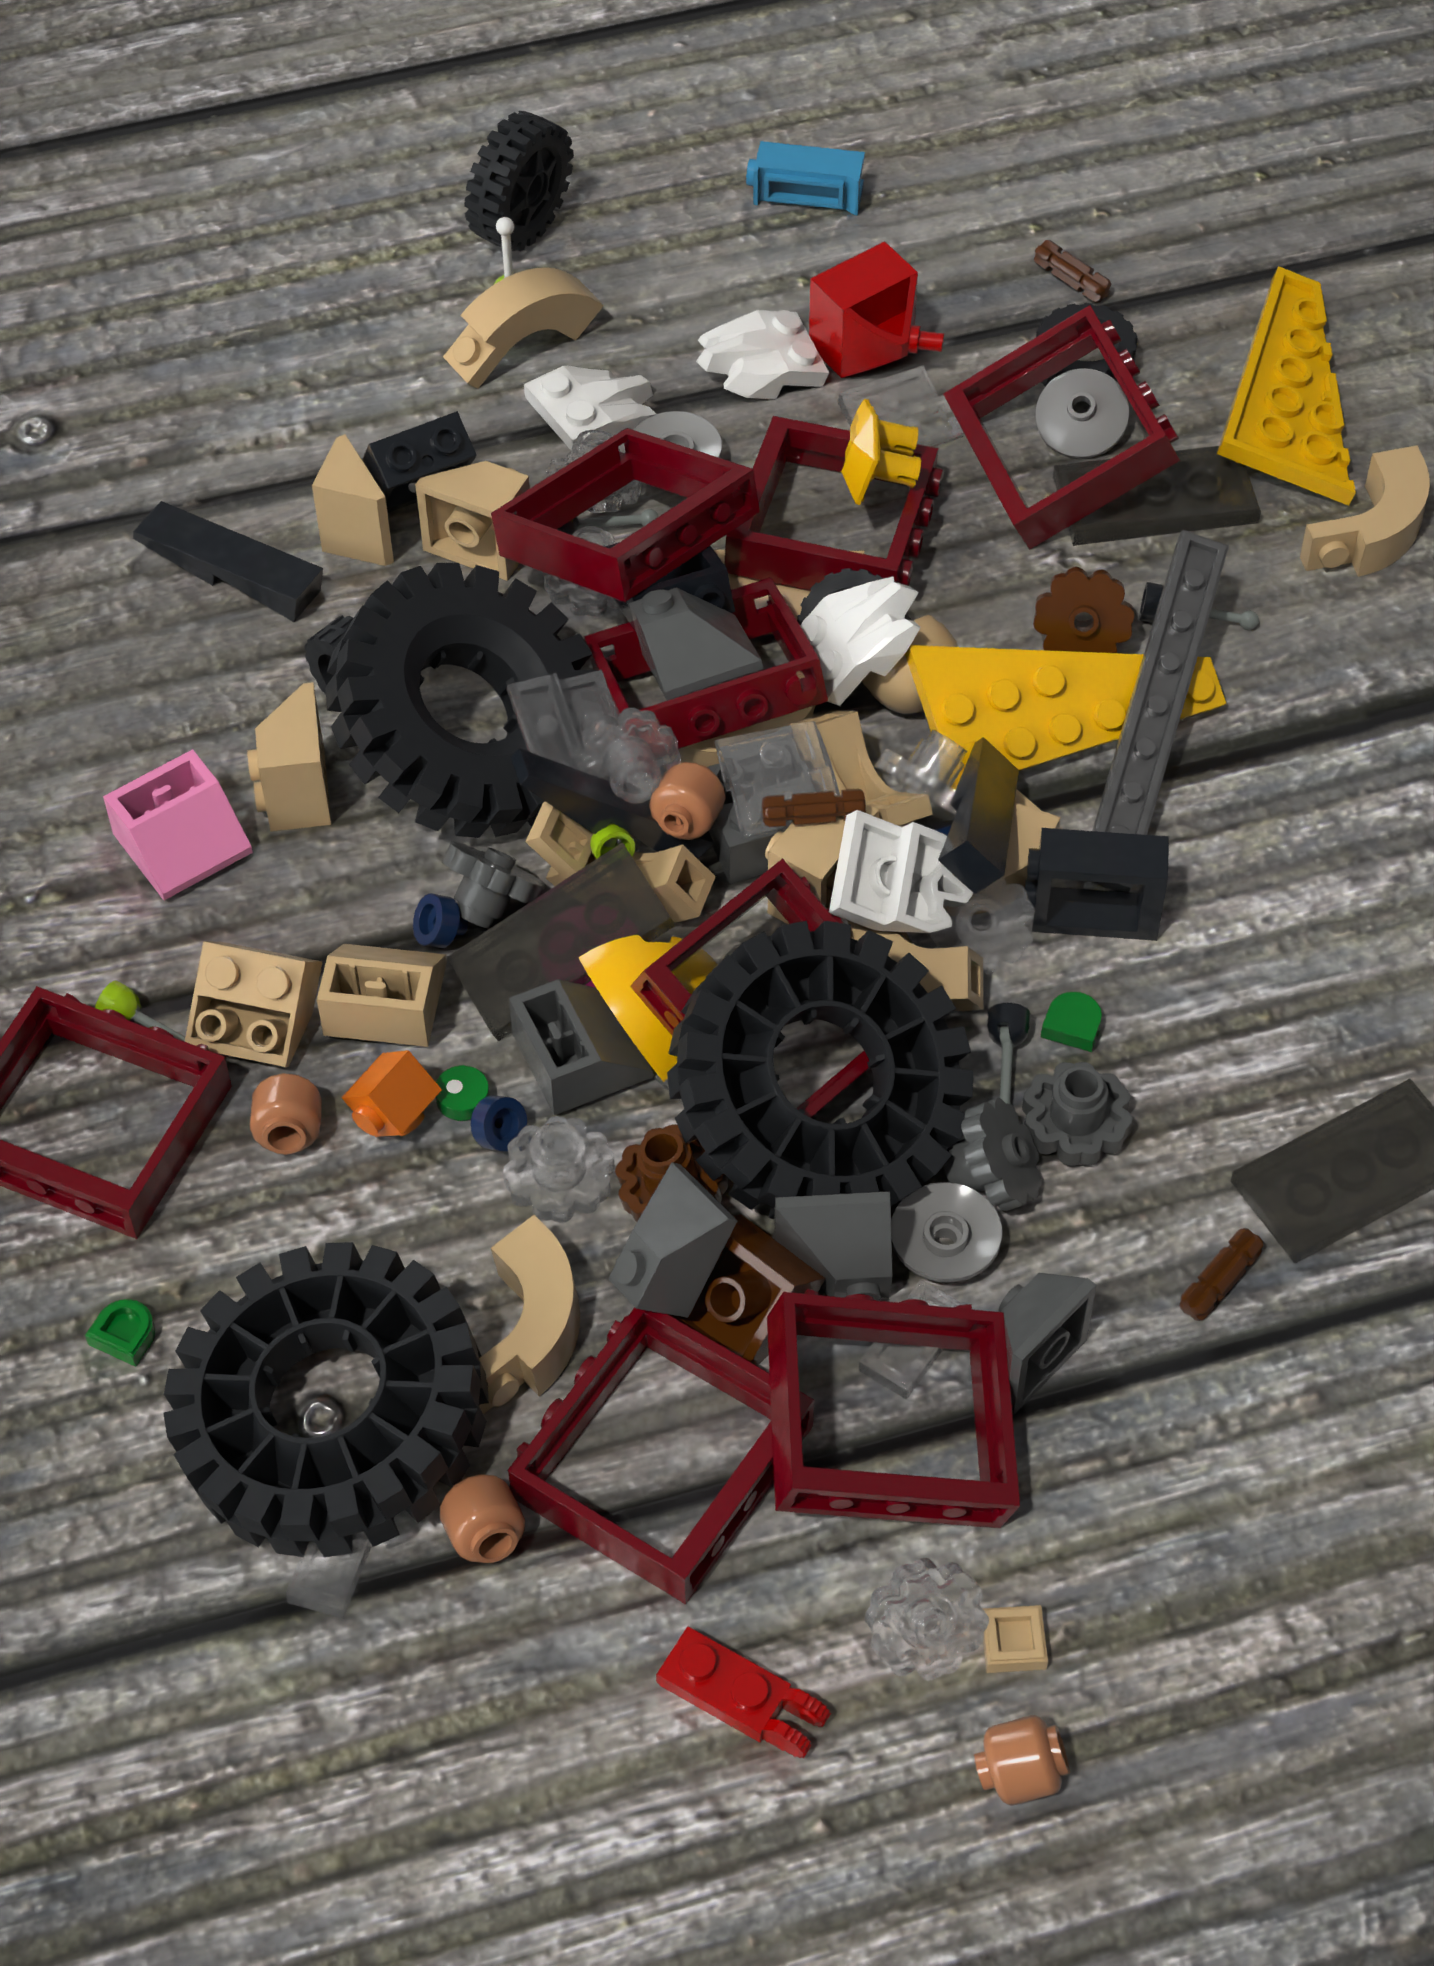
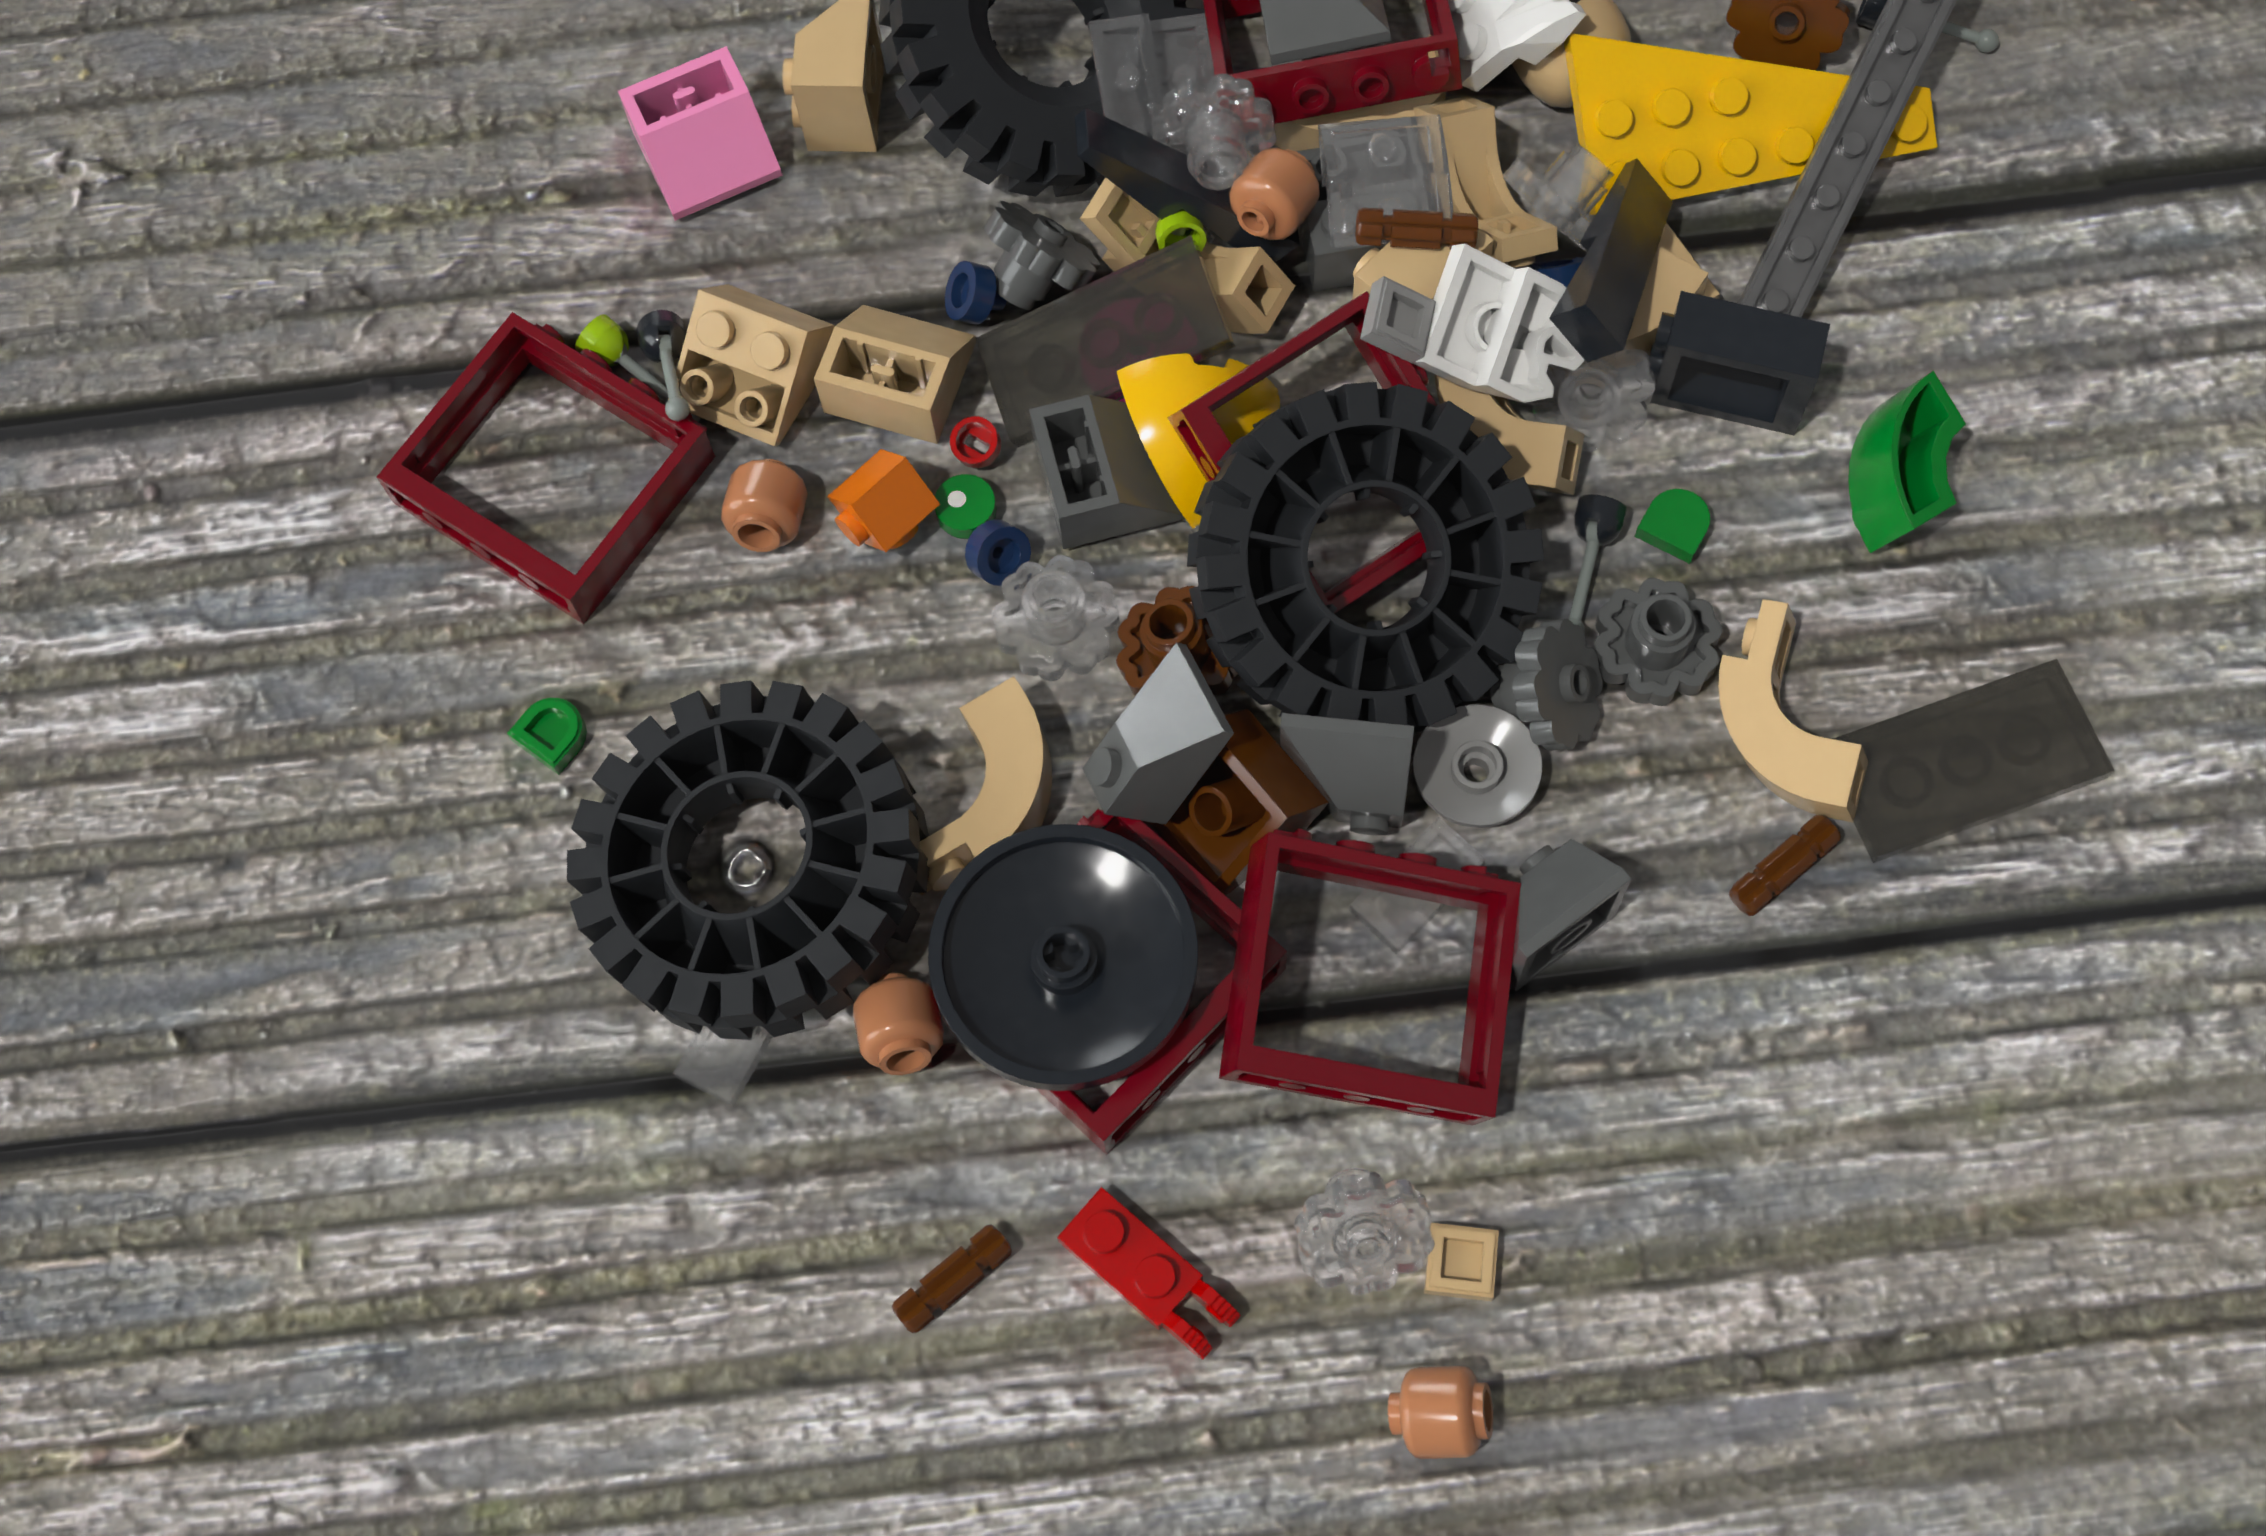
camera: 15 degrees right, 15 degrees up
(176, 1002) = (665, 350): none -> hinge
(467, 1030) = (981, 430): none -> red hinge
(568, 1726) = (952, 1278): none -> reddish brown axle
(623, 1426) = (1063, 957): none -> black dish
(812, 878) = (1398, 319): none -> light grey tile
(1207, 1187) = (1795, 765): none -> tan arch
(1250, 944) = (1901, 462): none -> green brick

